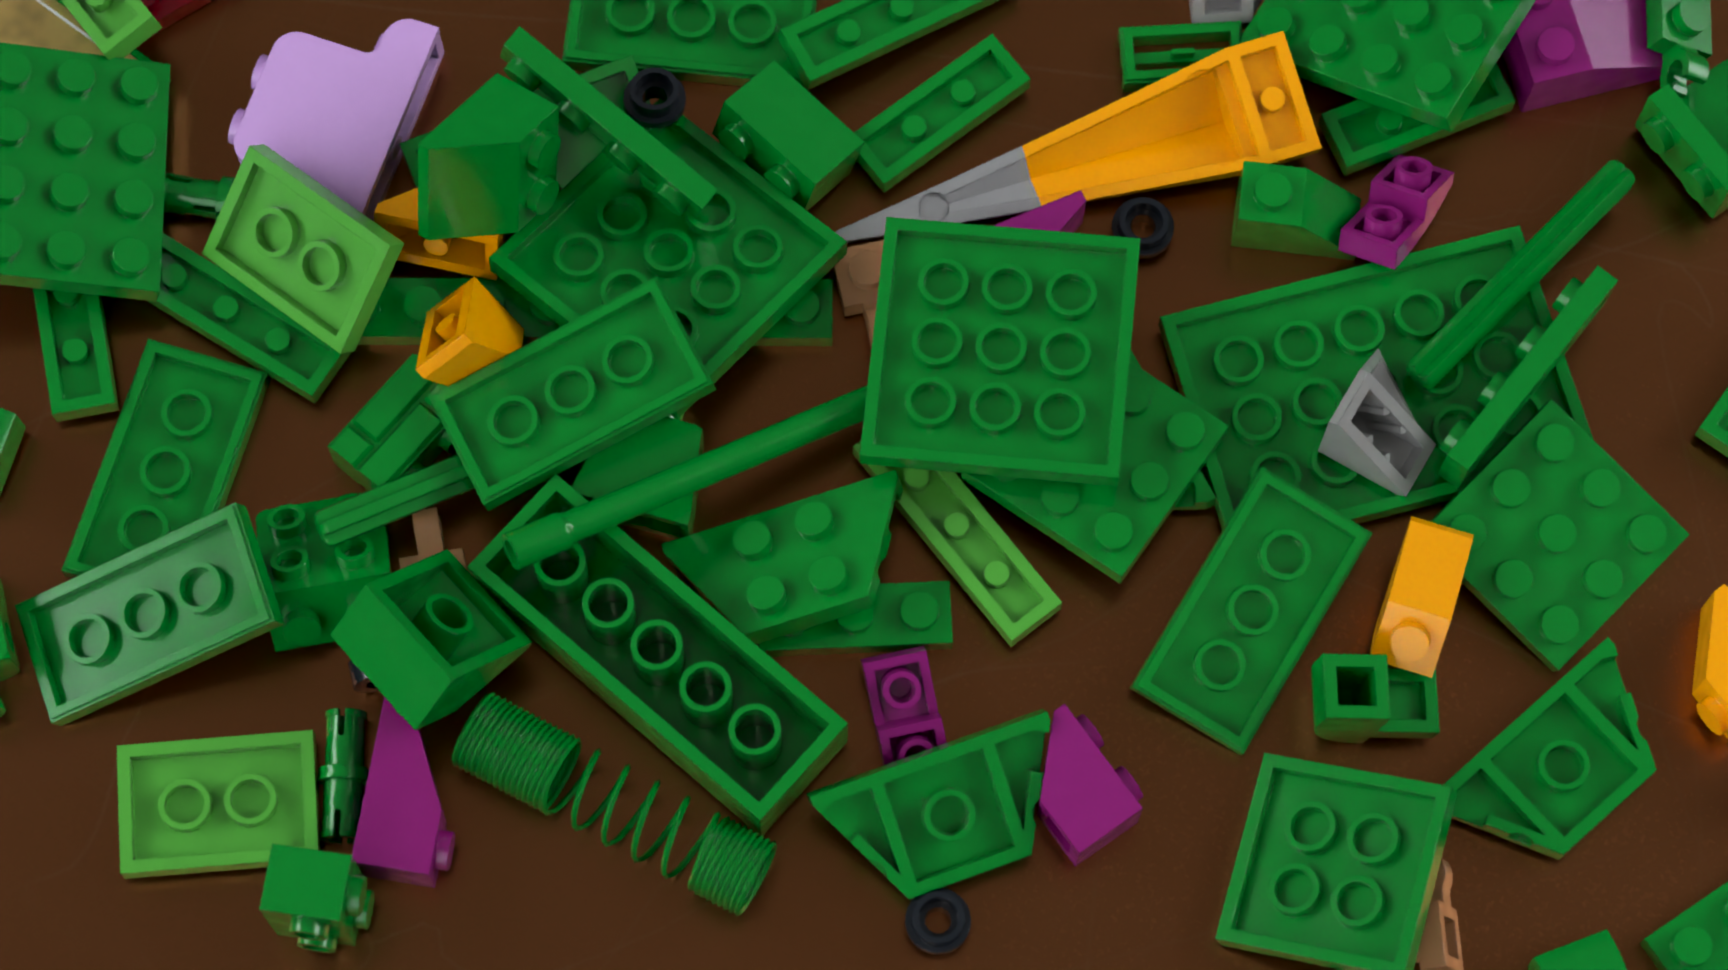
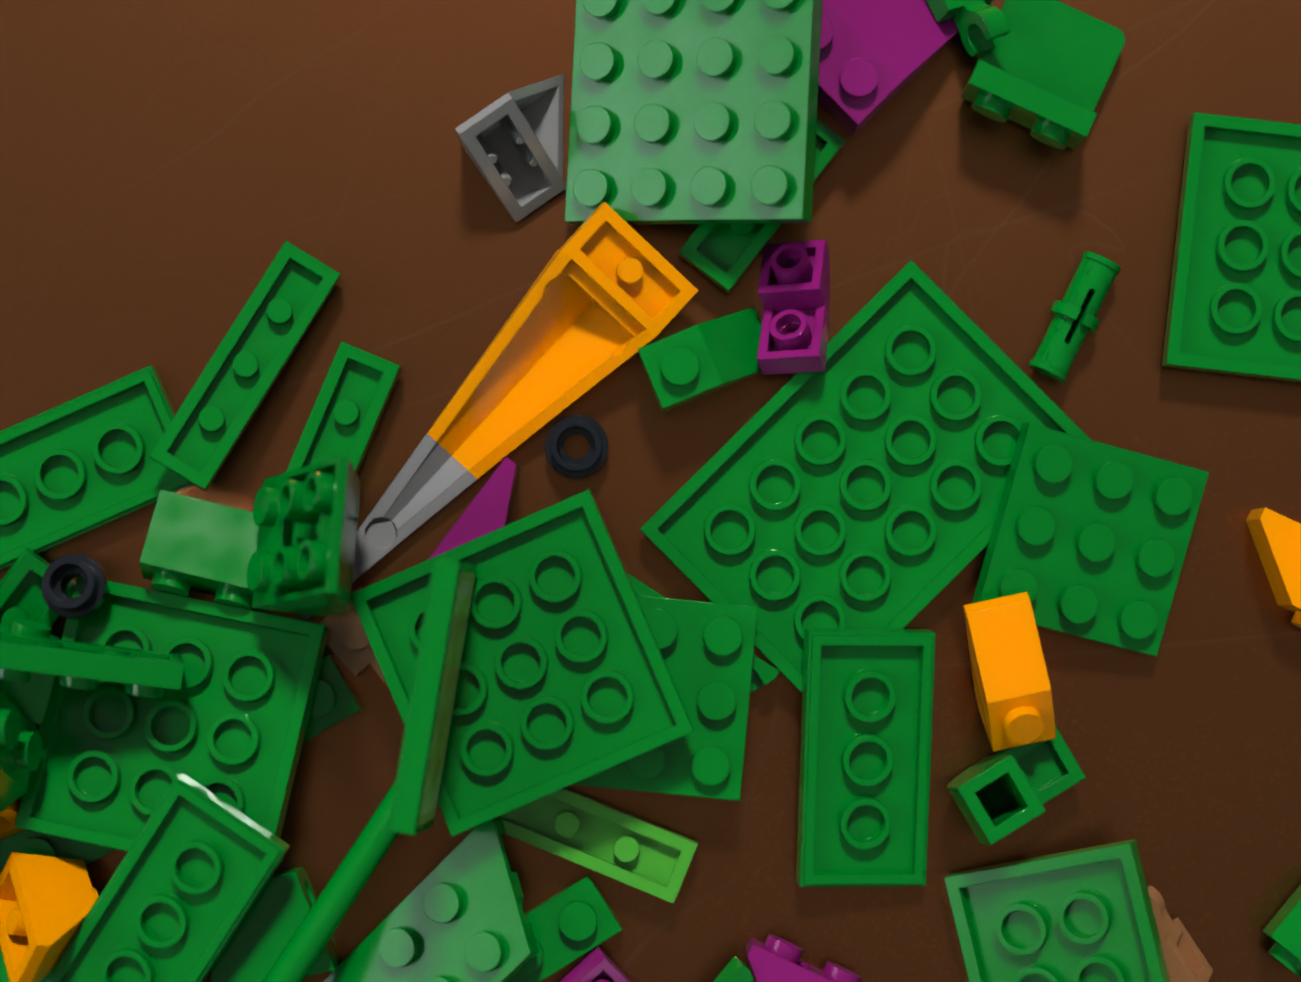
camera: 25 degrees left, 15 degrees up
(881, 149) = (306, 539): none -> green slope
(918, 310) = (432, 696): none -> green tile
(1167, 35) = (502, 241): green tile -> none
(1377, 431) = (889, 529): light grey slope -> none
(1508, 394) = (997, 382): green plate -> none
(1520, 274) = (938, 311): green axle -> none
(1559, 762) = (1198, 740): green wing -> none
(1669, 327) = (1074, 316): none -> green pin

